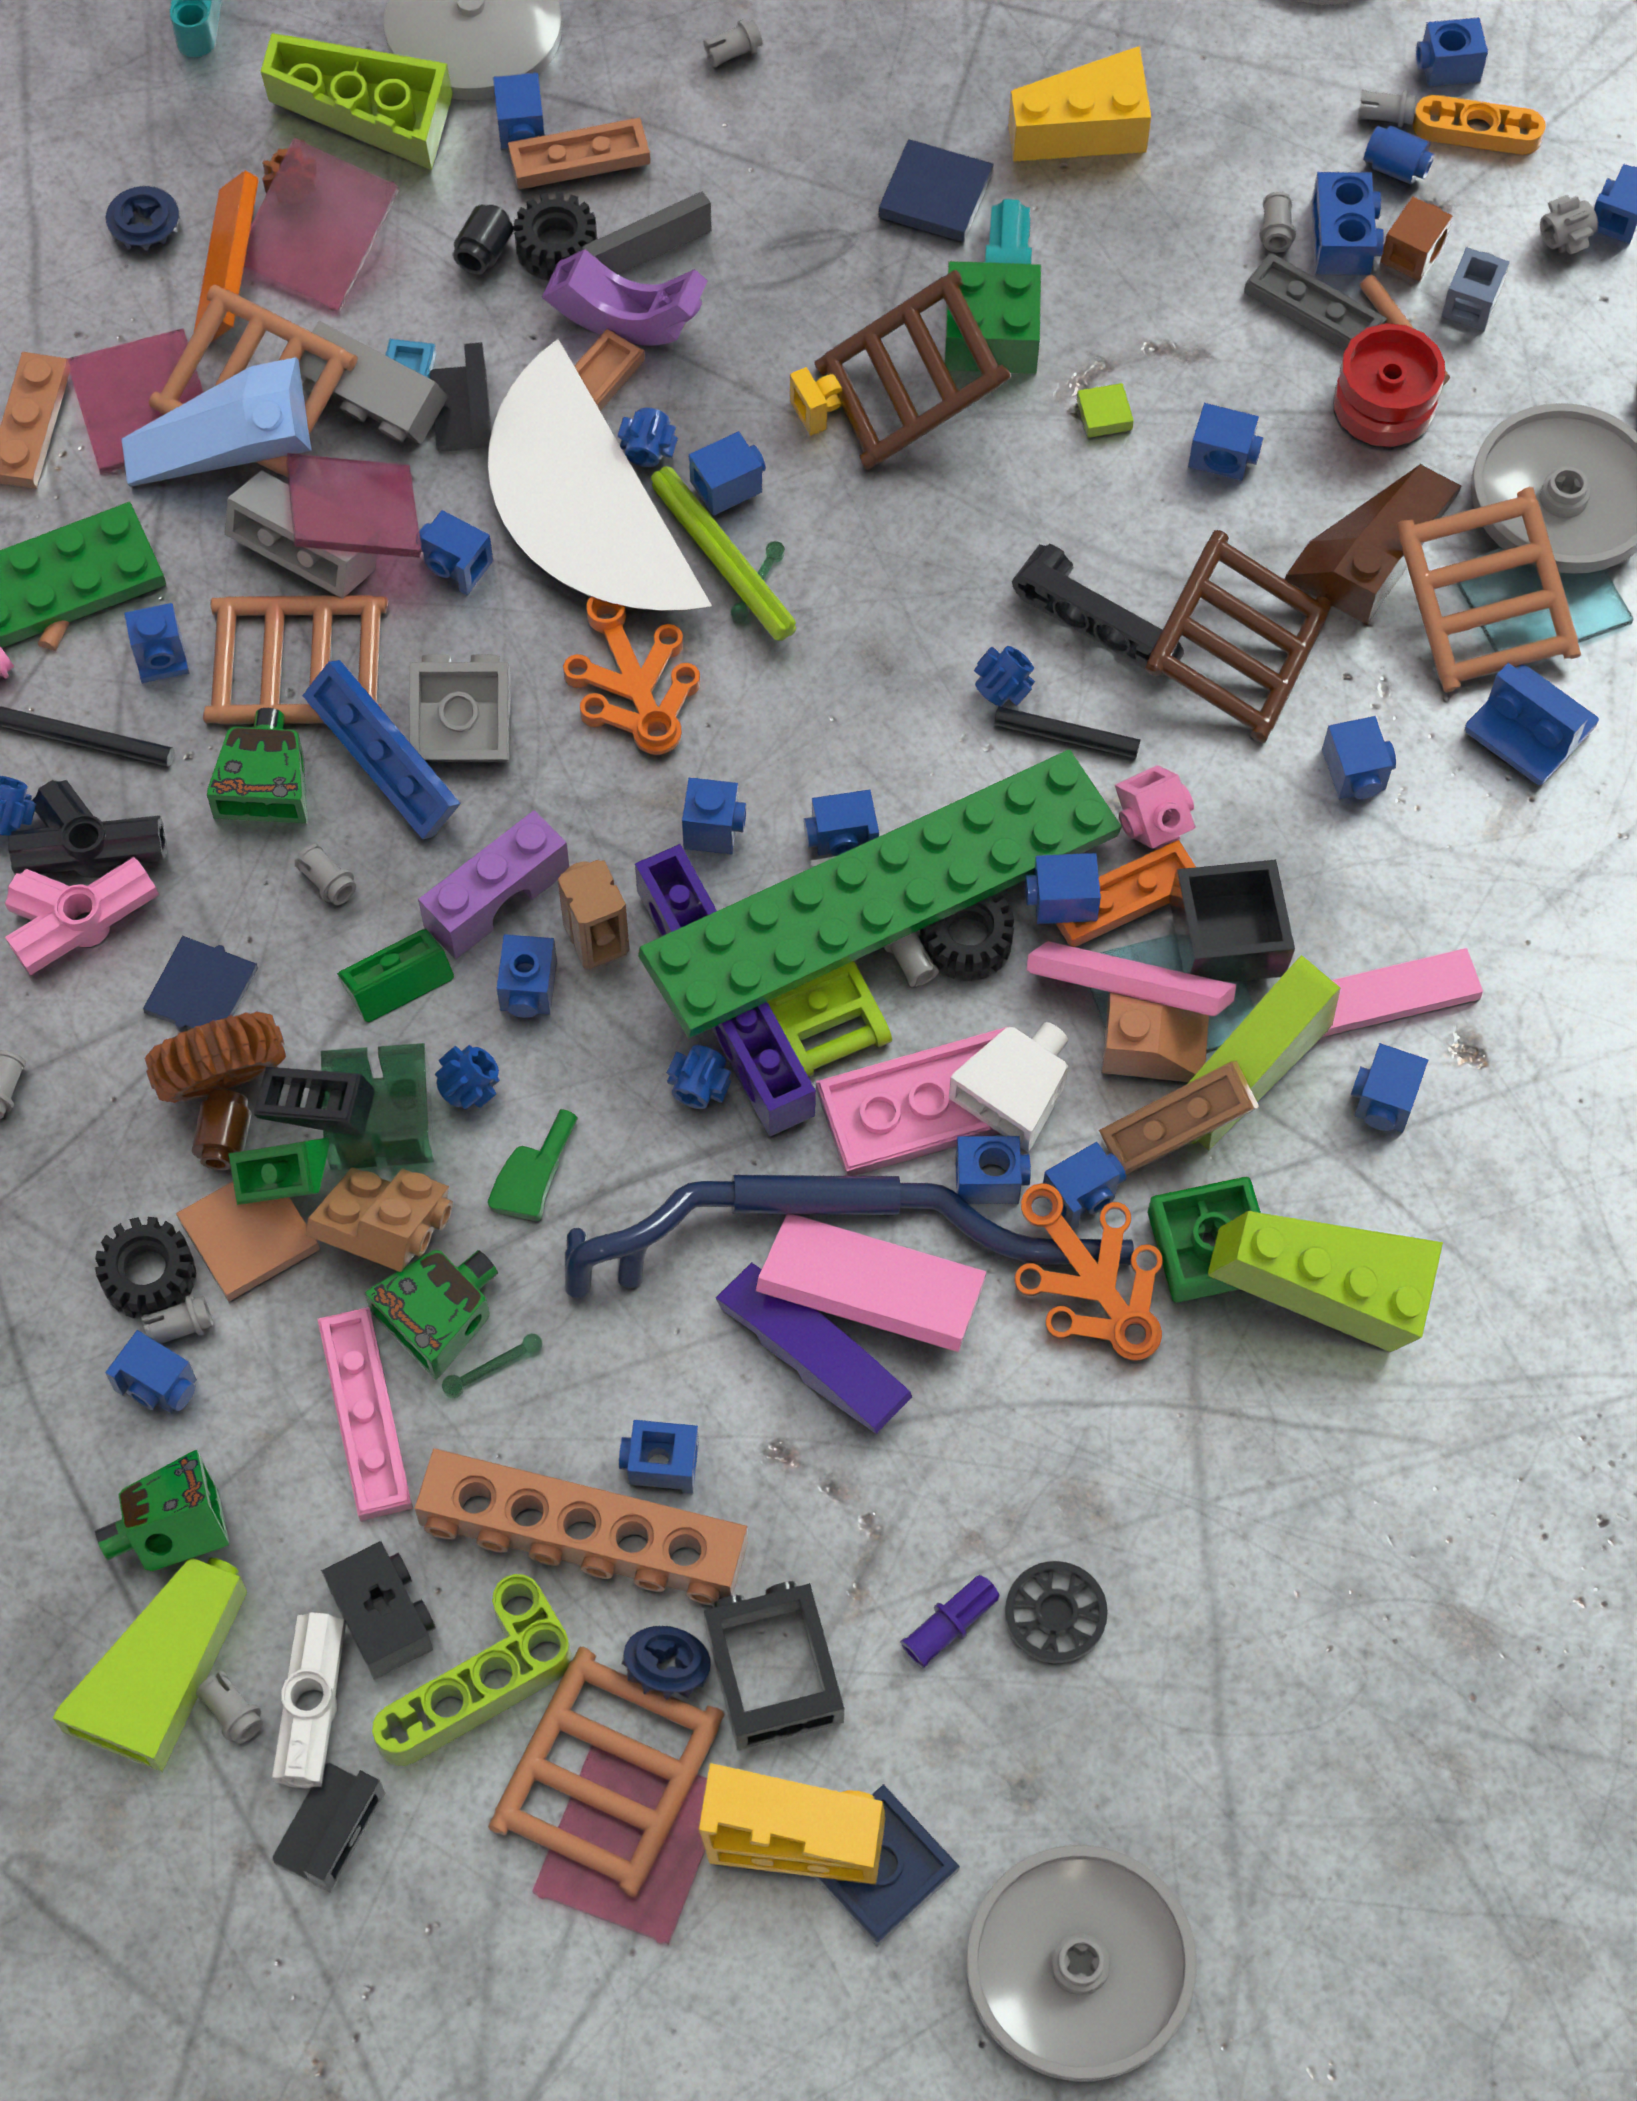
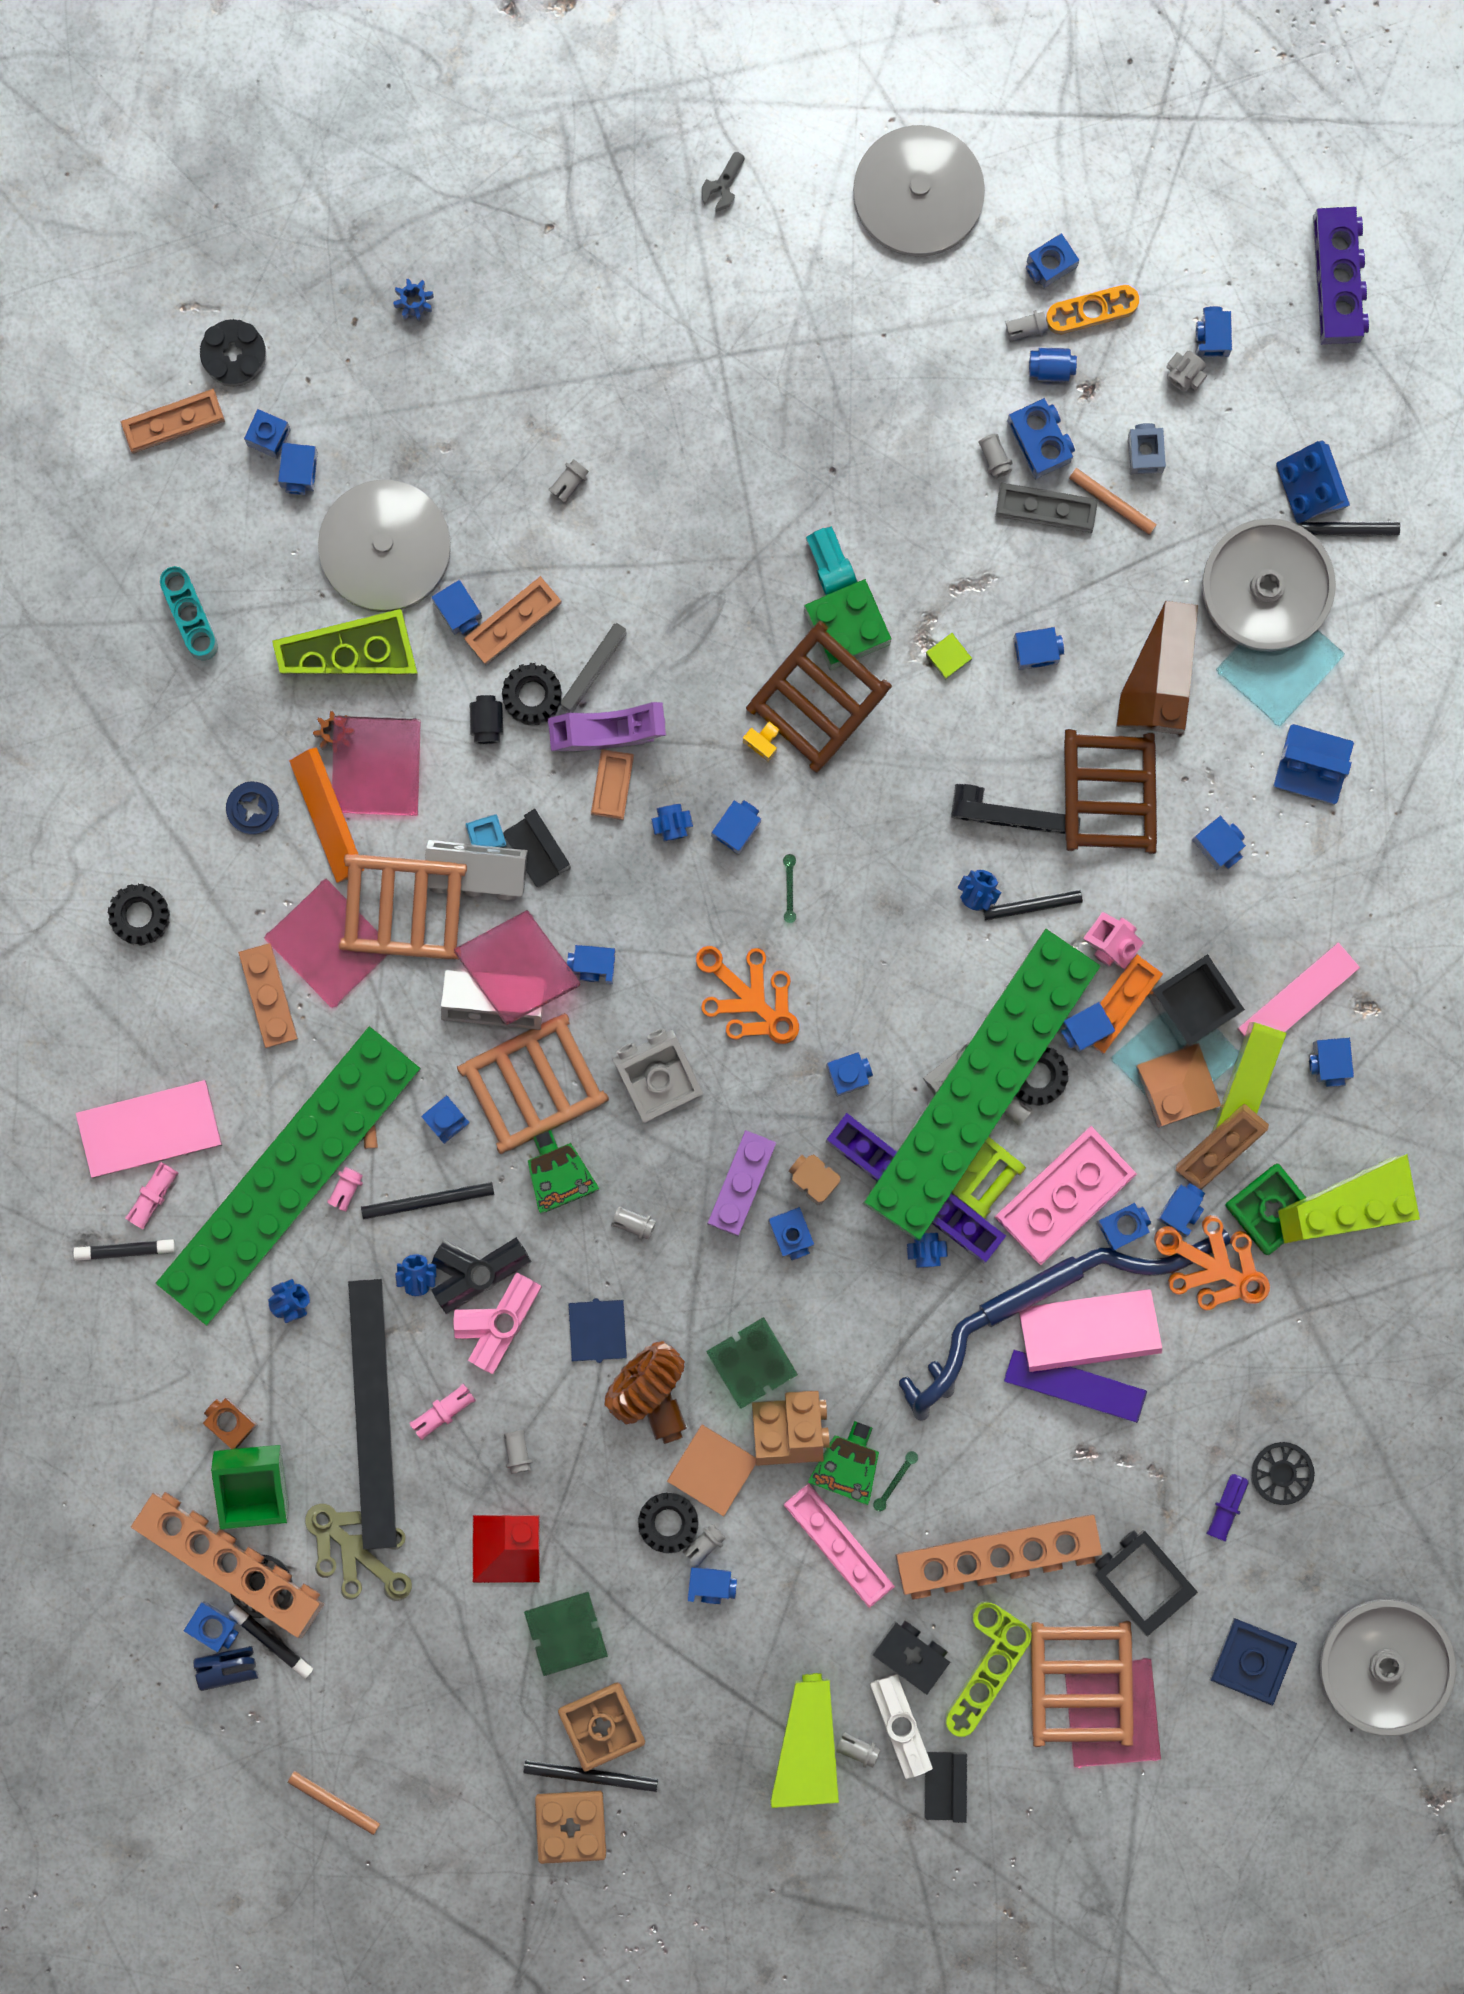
camera: 30 degrees left, 20 degrees up
(168, 1516) = (769, 1664): green torso -> none
(232, 424) = (408, 946): light blue wedge -> none
(279, 1170) = (719, 1432): green slope -> none
(347, 1106) = (749, 1378): black slope -> none
(381, 749) = (625, 1127): blue plate -> none
(396, 975) = (709, 1265): green slope -> none
(467, 1077) = (791, 1316): blue gear -> none
(528, 1173) = (854, 1355): green piece -> none
(577, 497) = (647, 885): white sticker -> none
(660, 1644) = (1096, 1600): dark blue gear -> none
(674, 1441) = (1034, 1495): blue brick -> none
(723, 553) = (760, 882): lime axle -> none
(790, 1826) = (1203, 1670): yellow wedge -> none
(841, 822) = (929, 1041): blue brick -> none
(935, 190) = (759, 534): dark blue tile -> none
(1013, 1081) = (1116, 1167): white torso -> none
(1083, 111) = (831, 430): yellow wedge -> none
(1131, 978) = (1152, 1067): bright pink tile -> none
(1389, 385) = (1119, 578): red wheel -> none
(1416, 238) = (1092, 427): dark orange brick -> none
(1537, 551) = (1211, 701): nougat bar -> none

